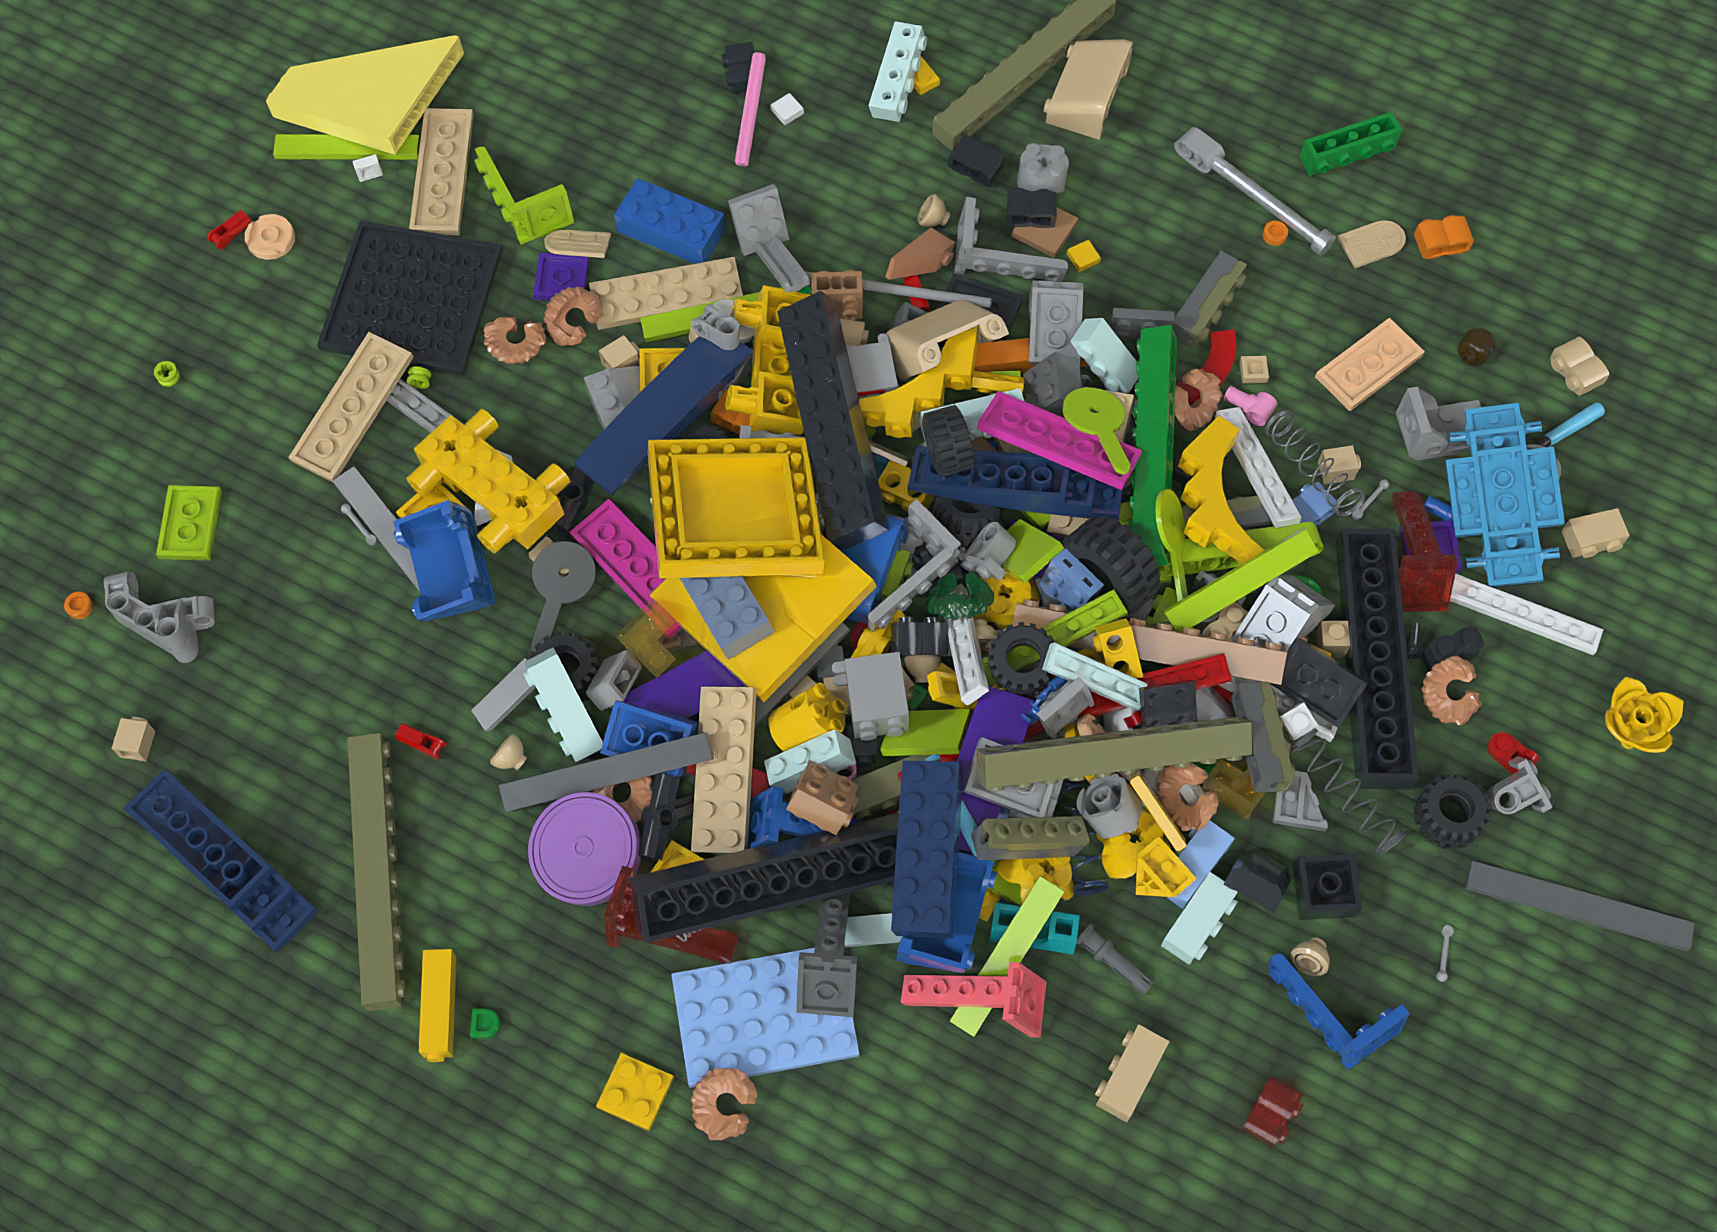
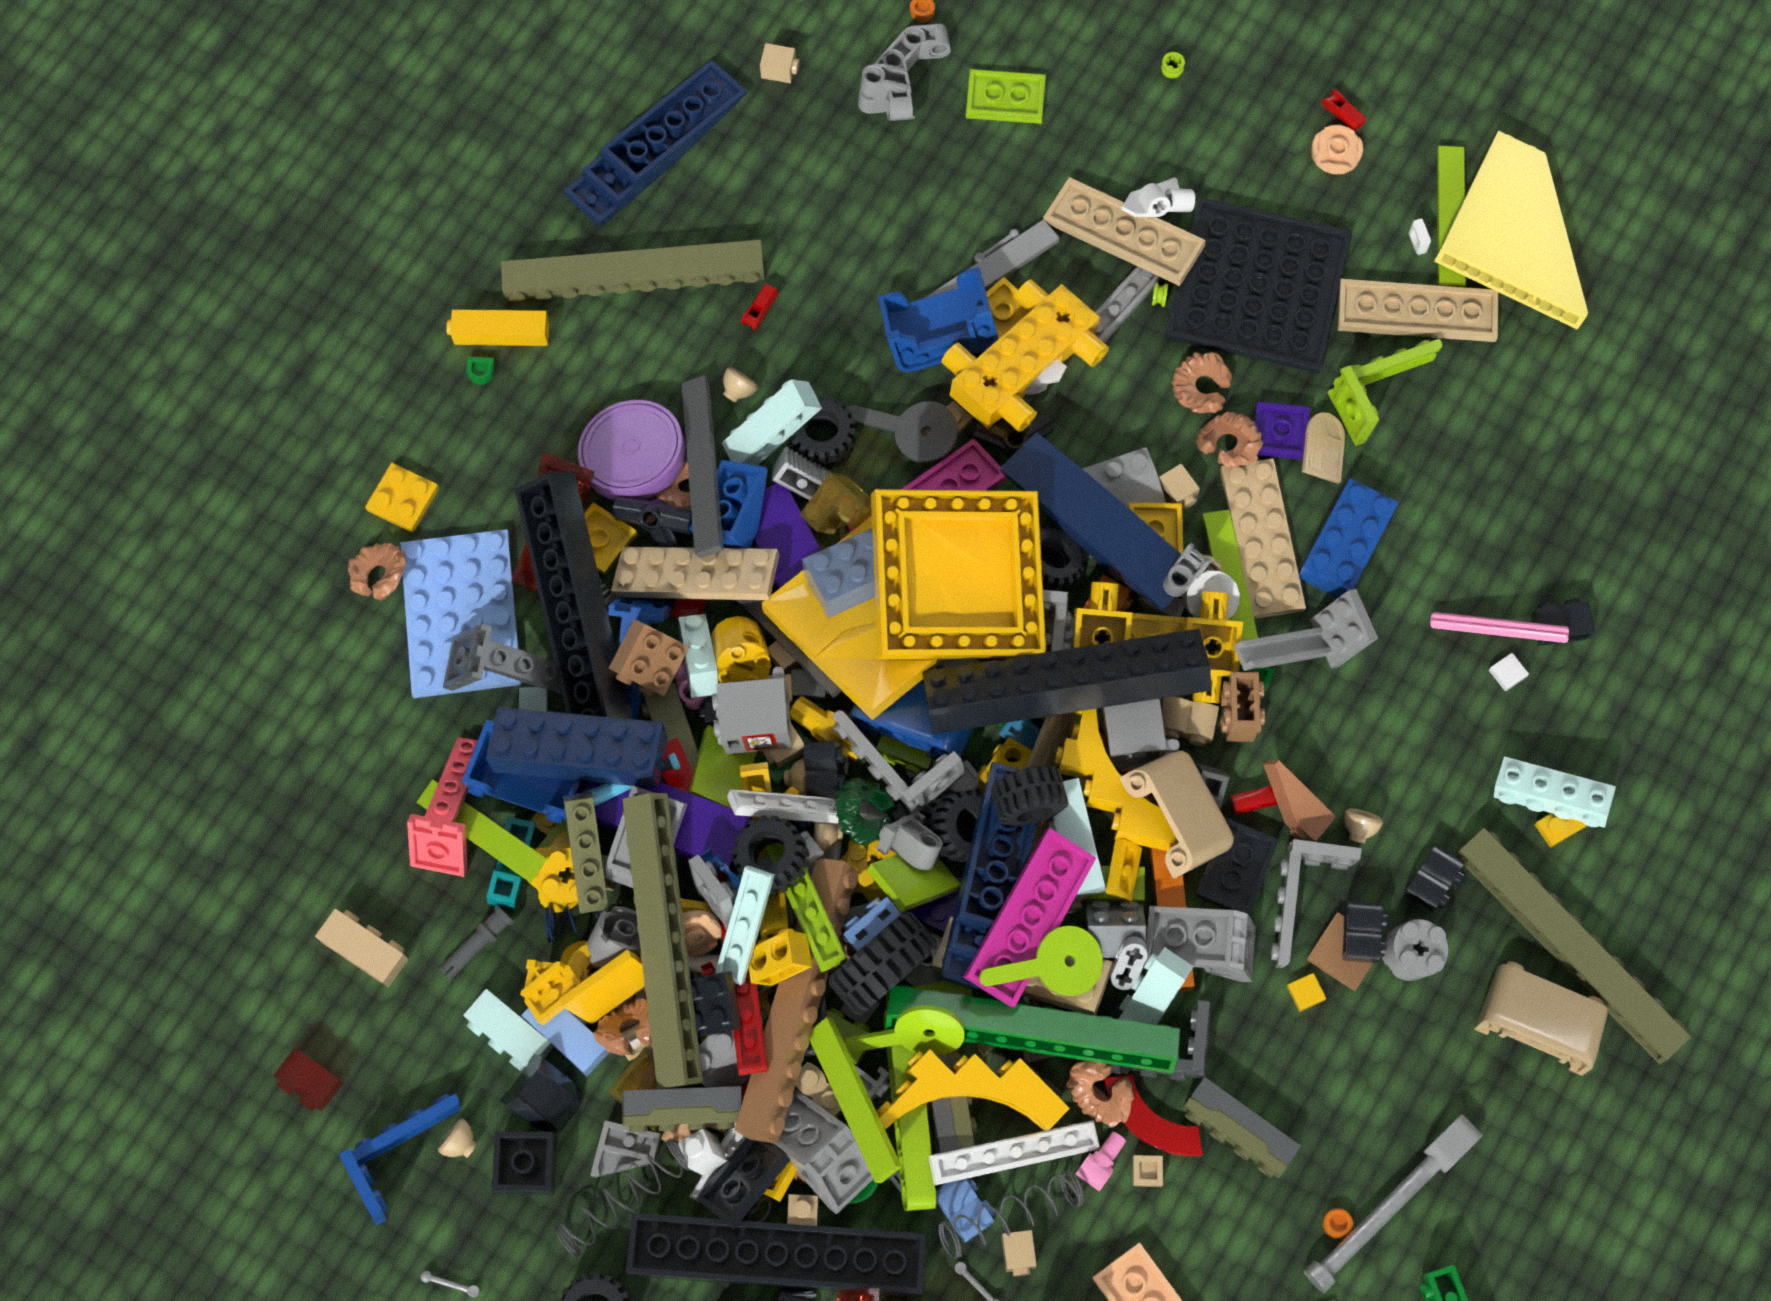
camera: 95 degrees right, 5 degrees up
(321, 377) = (1158, 199): none -> white panel
(503, 698) = (787, 368): light grey tile -> none
(921, 292) = (1257, 768): light grey piece -> none
(1086, 369) = (1134, 965): none -> light grey beam

